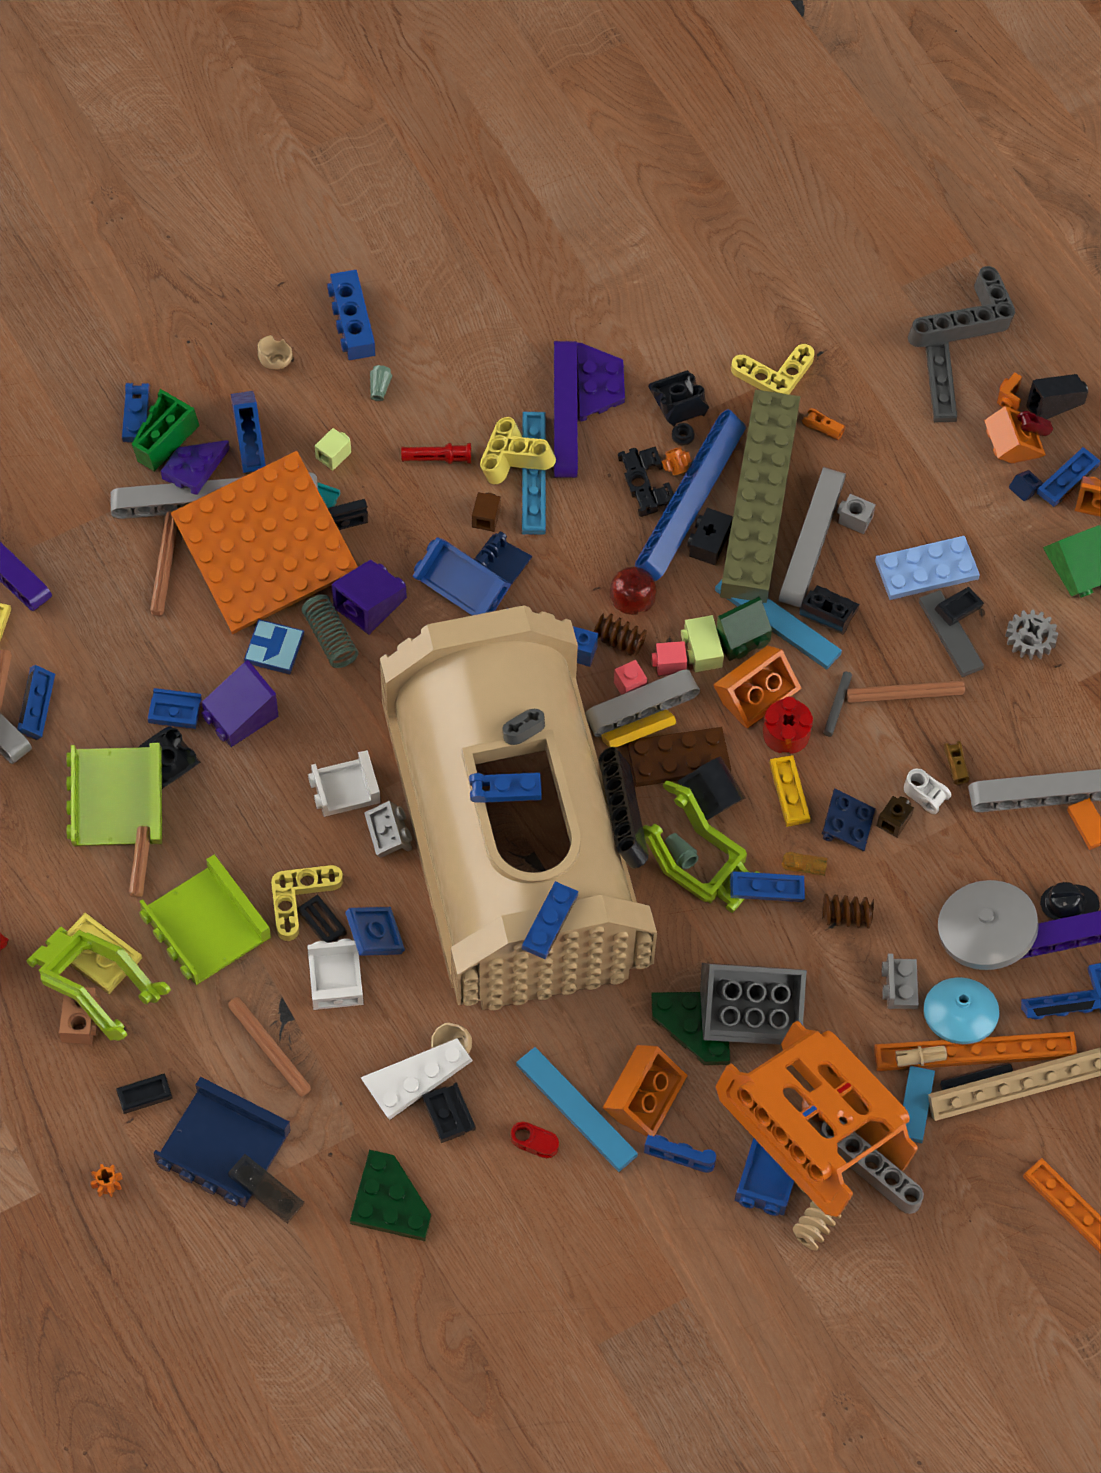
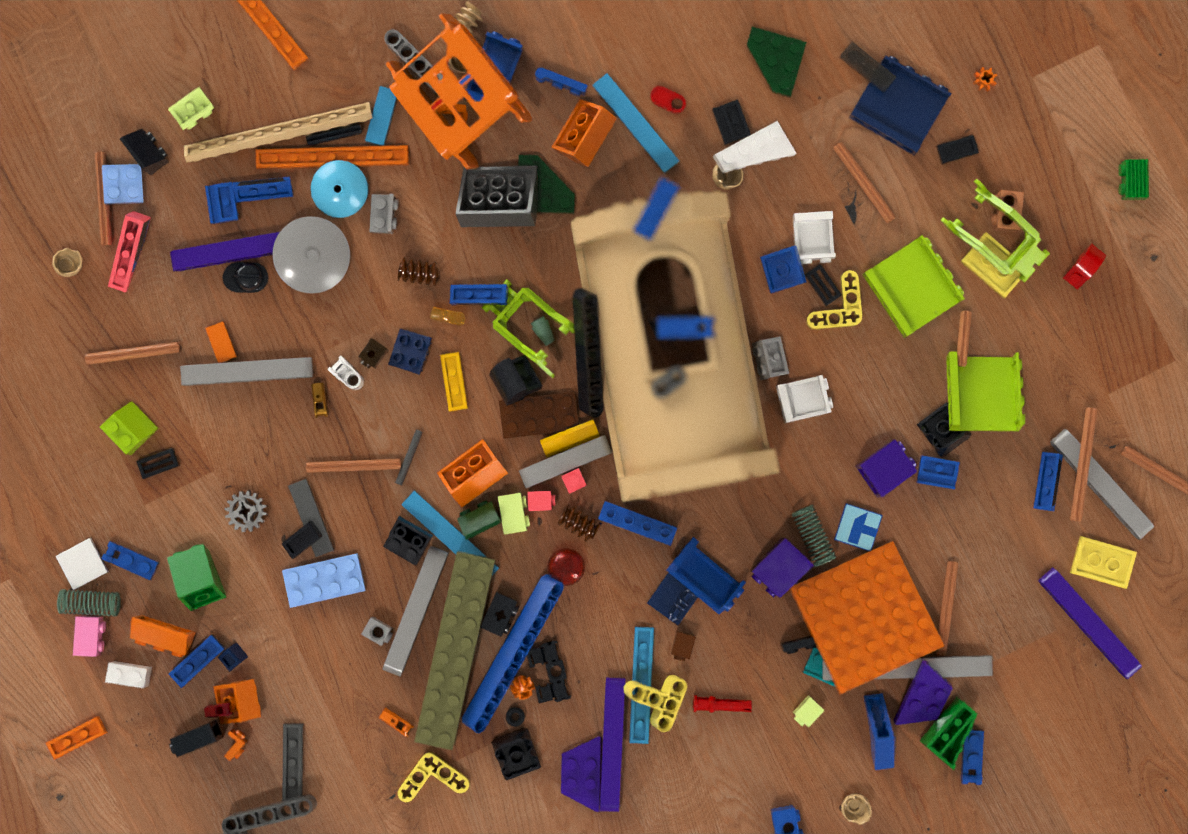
camera: 175 degrees left, 25 degrees up
(379, 382) = (767, 778): sand green cone -> none
(787, 725) = (440, 432): red brick -> none
(921, 1055) = (373, 148): tan axle -> none

